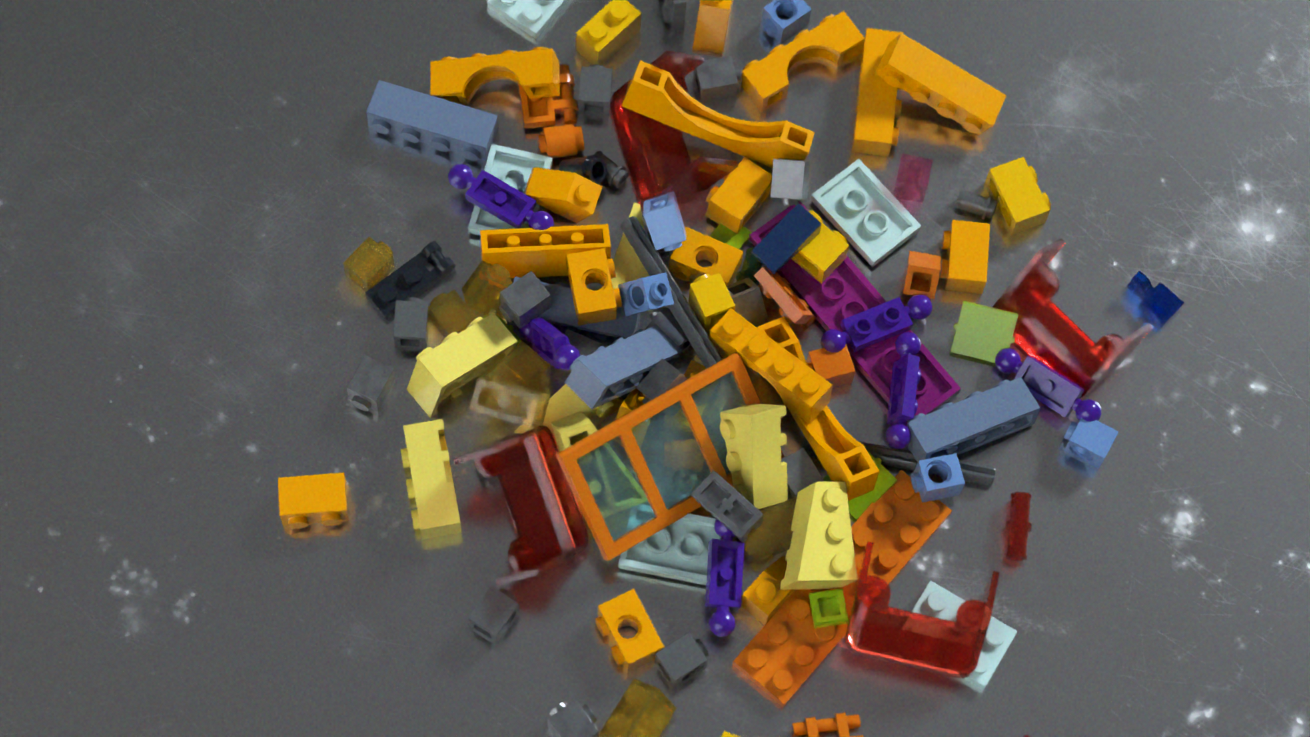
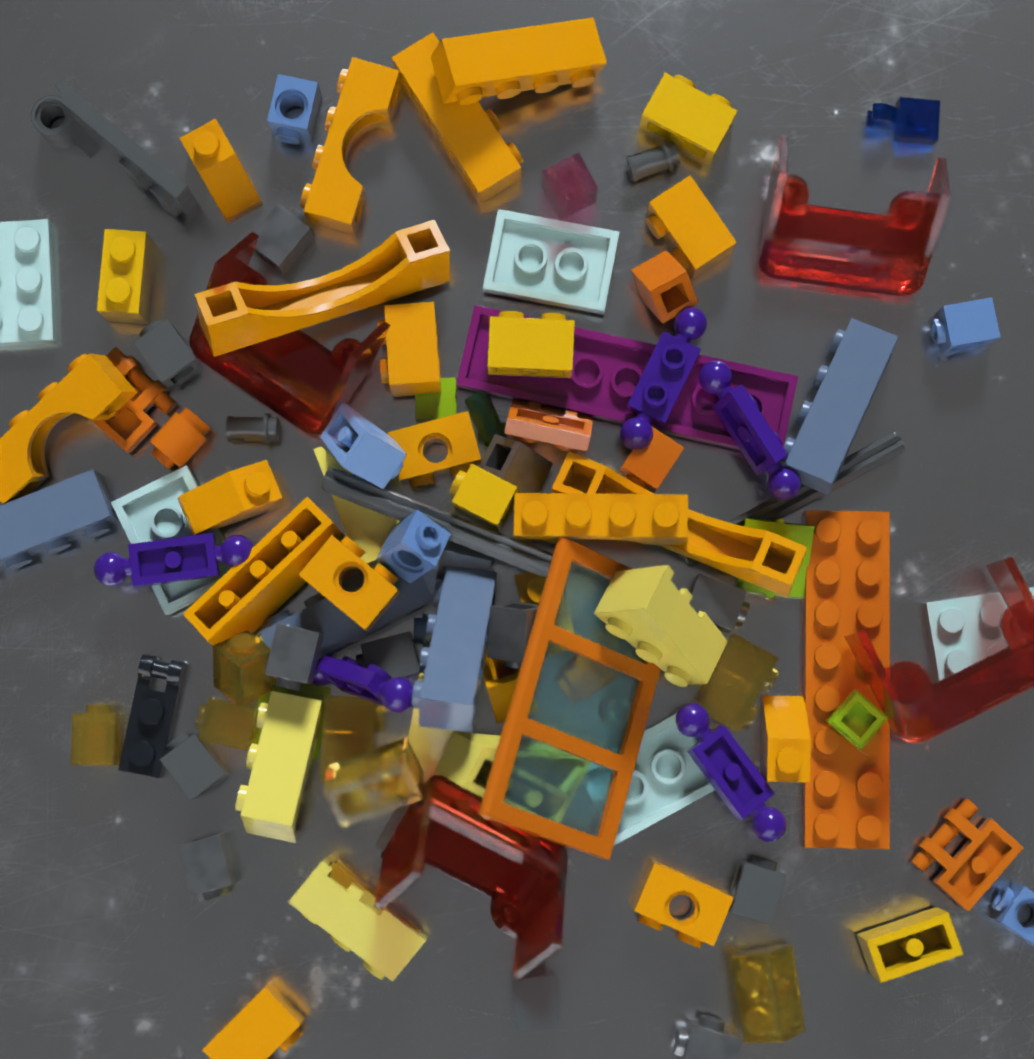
camera: 35 degrees left, 15 degrees up
(587, 166) = (229, 453): black cone -> none
(728, 506) = (684, 708): flat silver hinge -> none
(787, 238) = (508, 368): dark blue slope -> none
(790, 180) = (453, 294): flat silver brick -> none
(821, 540) = (802, 662): light yellow wedge -> none
(947, 468) = (870, 483): medium blue brick -> none
(983, 331) = (773, 296): lime piece -> none
(1018, 526) = (966, 474): clear red pin -> none
(1048, 385) = (881, 302): dark purple plate -> none

